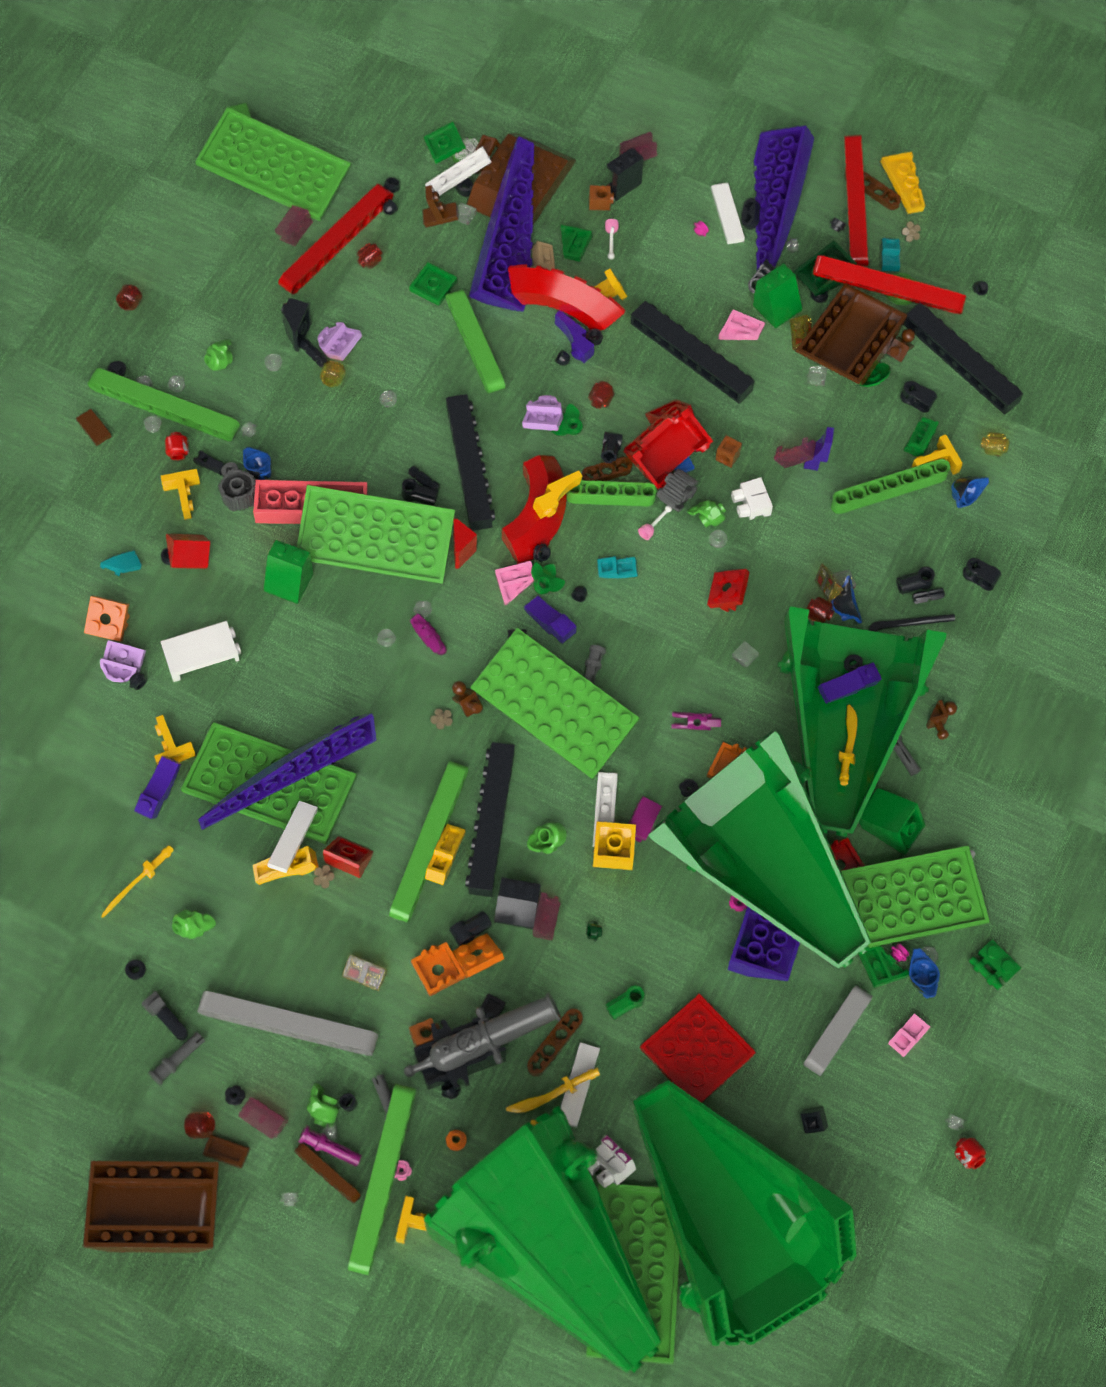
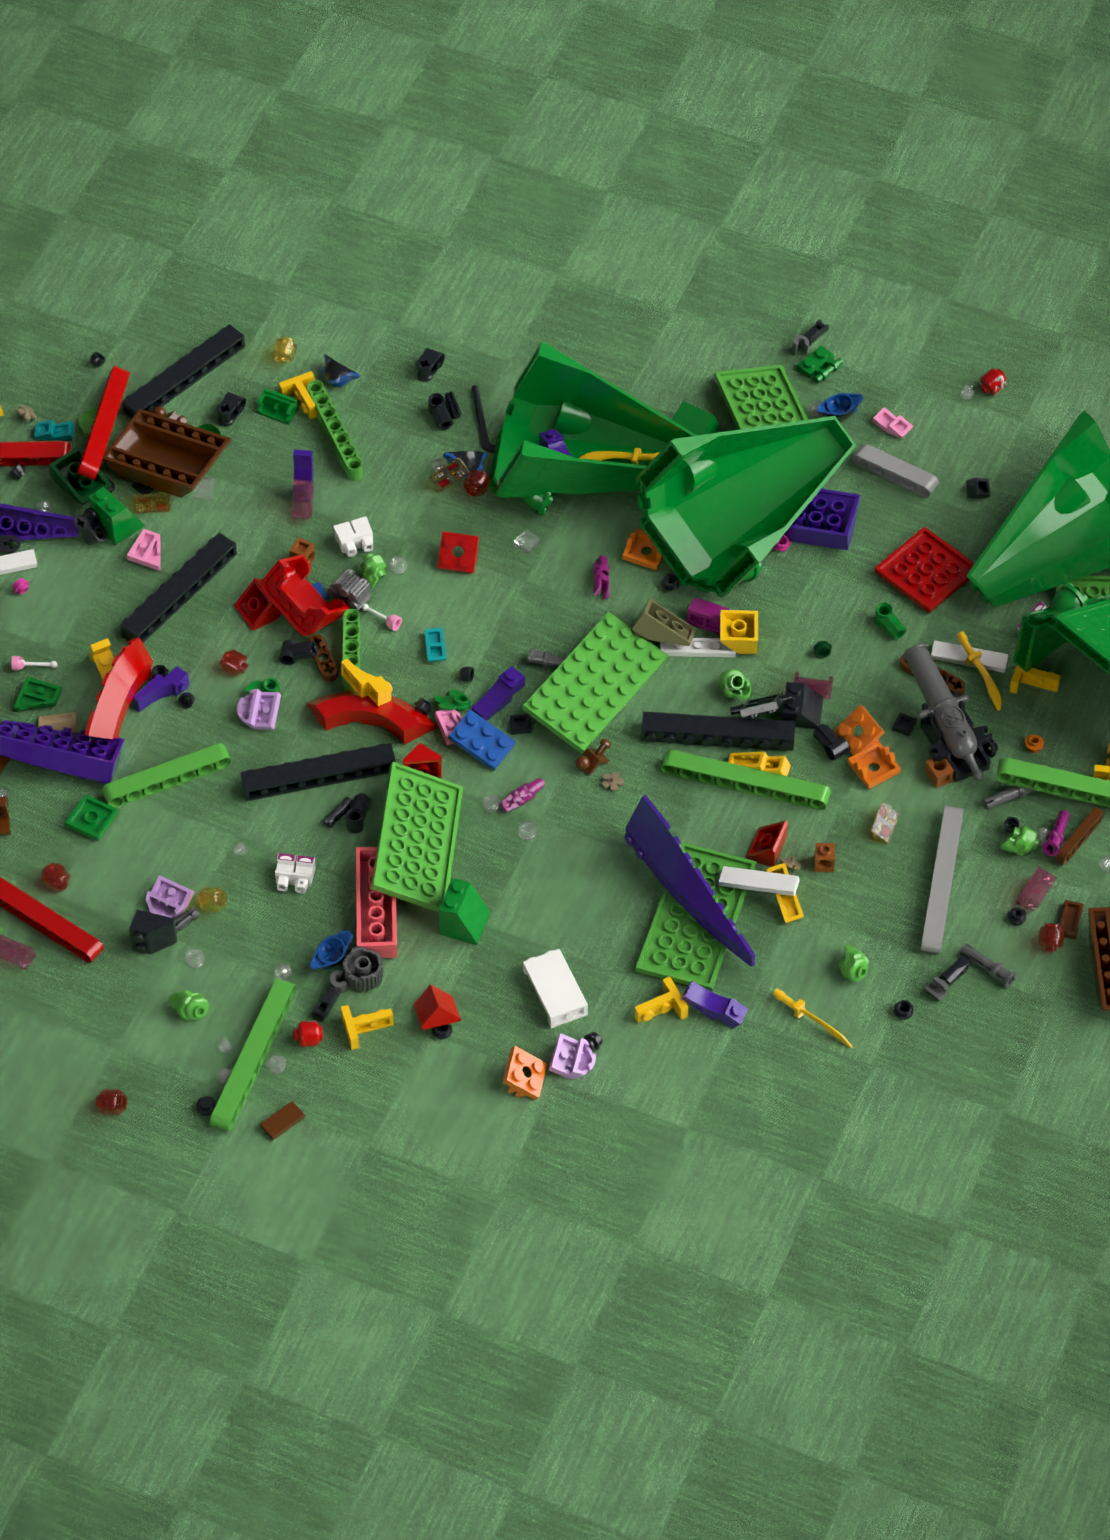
camera: 90 degrees left, 10 degrees down
(122, 563) = (454, 1070): teal slope -> none
(324, 907) = (824, 857): none -> dark orange brick
(357, 440) = (294, 872): none -> white hips
(495, 601) = (481, 740): none -> blue plate
(513, 857) = (769, 704): none -> black plate
(623, 773) = (662, 625): none -> olive slope
(1033, 956) = (809, 337): none -> piece

